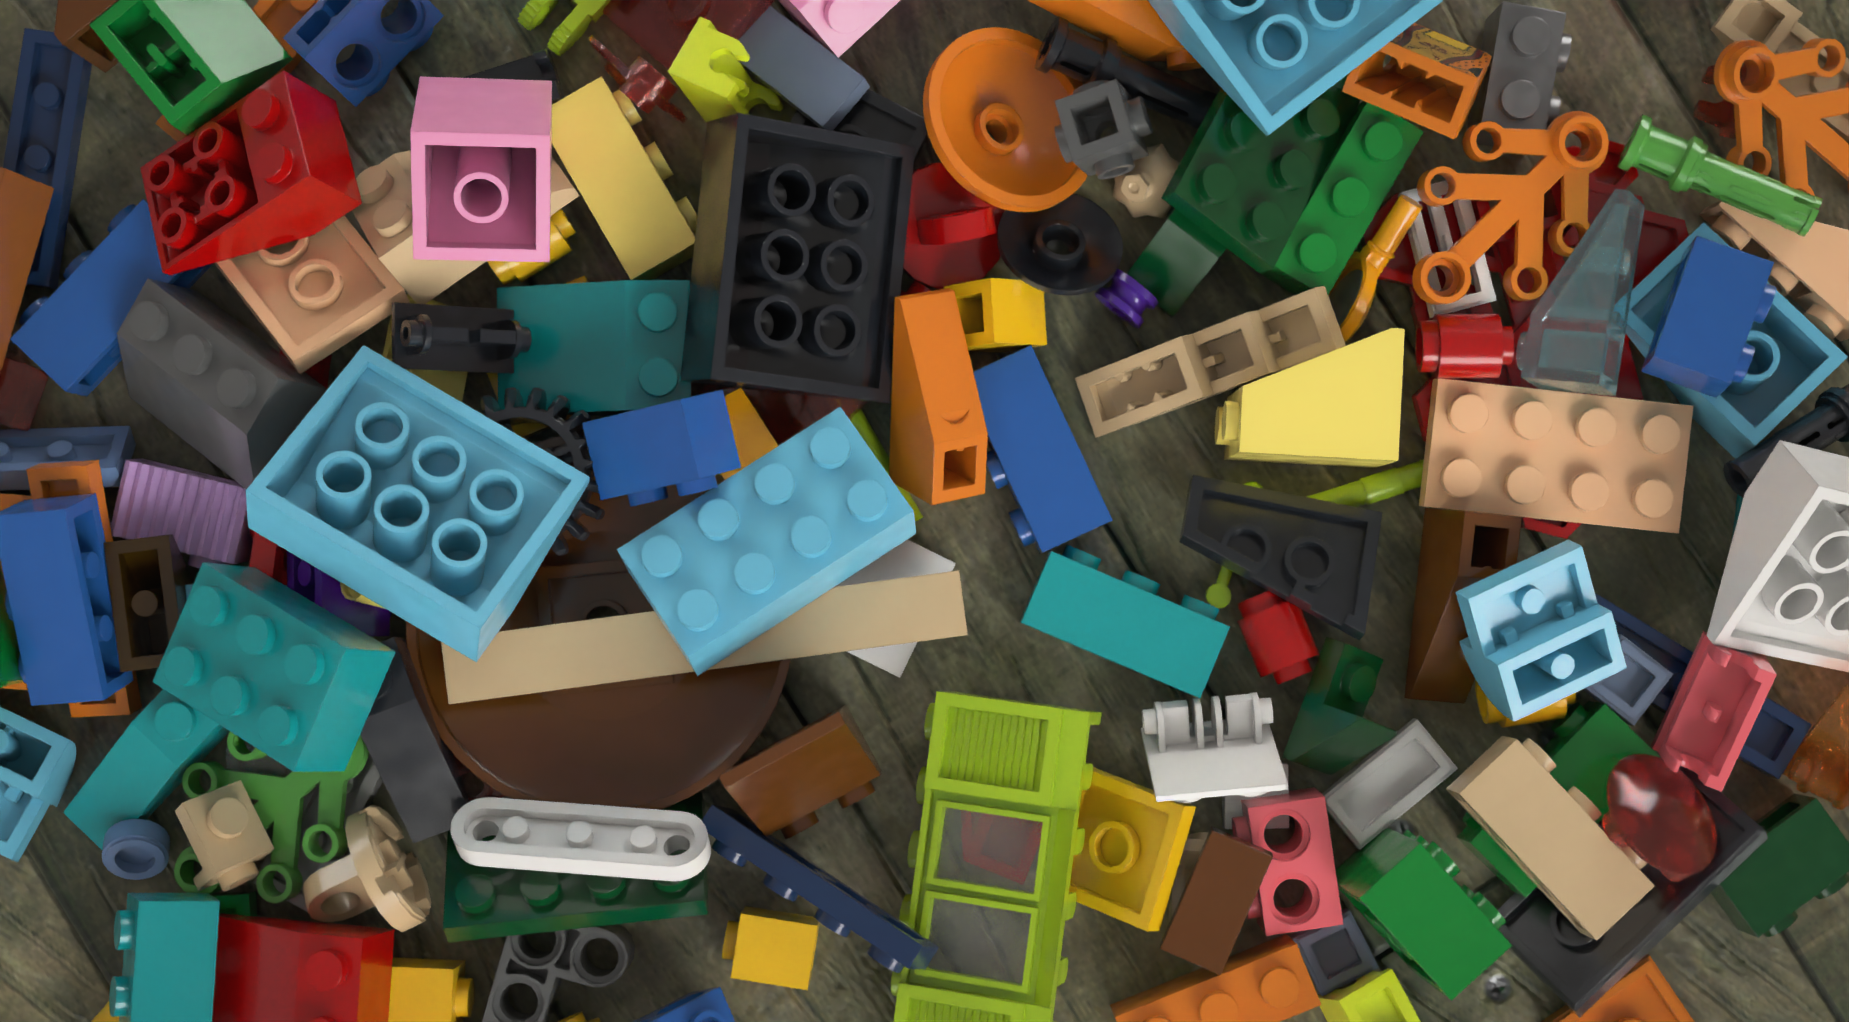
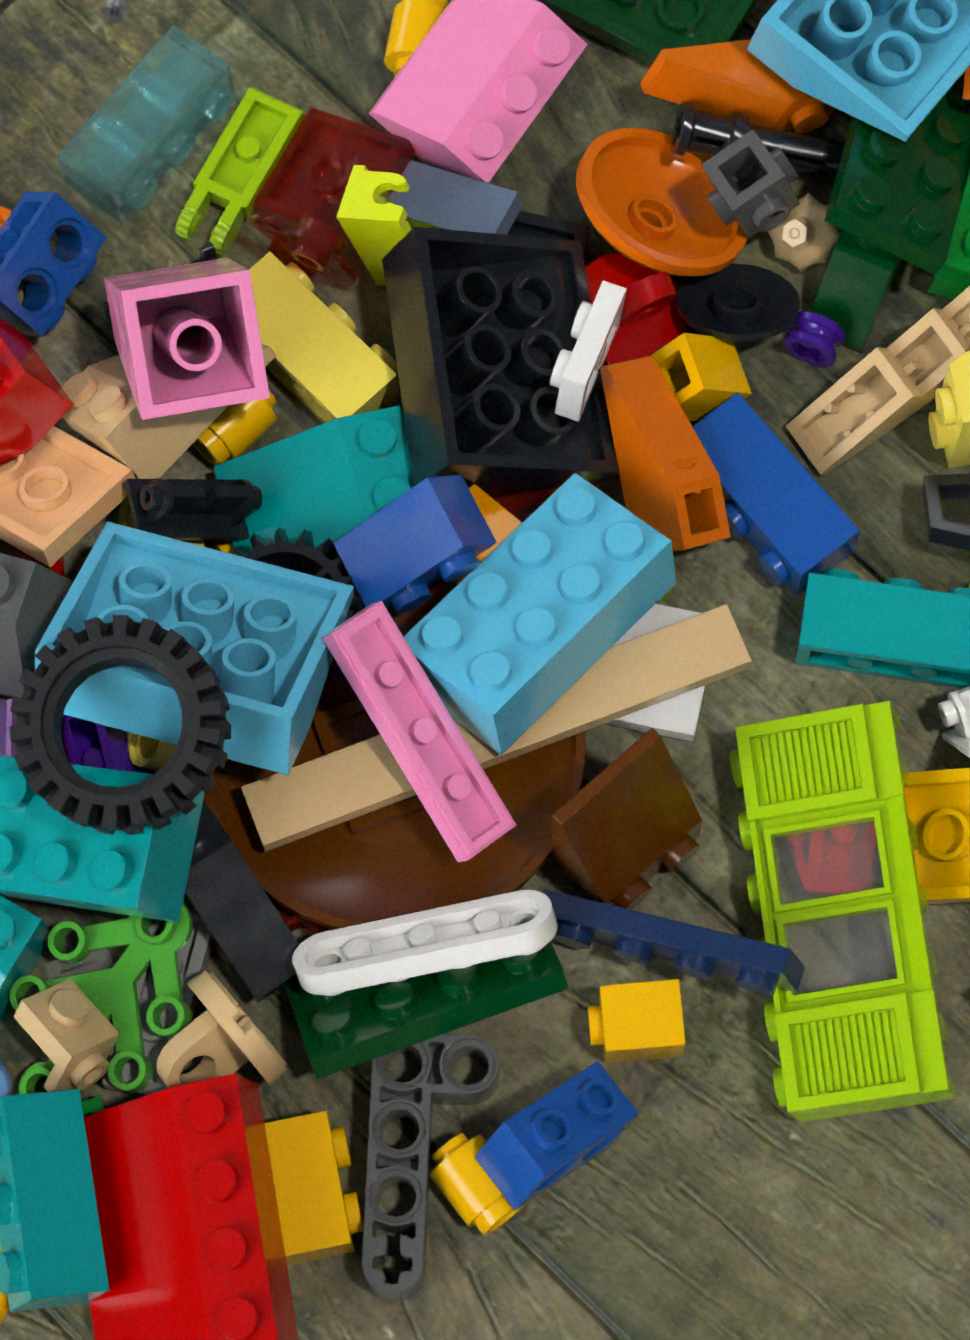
camera: 15 degrees left, 15 degrees down
(231, 615) = (65, 669): none -> black tyre
(618, 639) = (419, 731): none -> bright pink tile
(900, 254) = (594, 330): none -> white plate

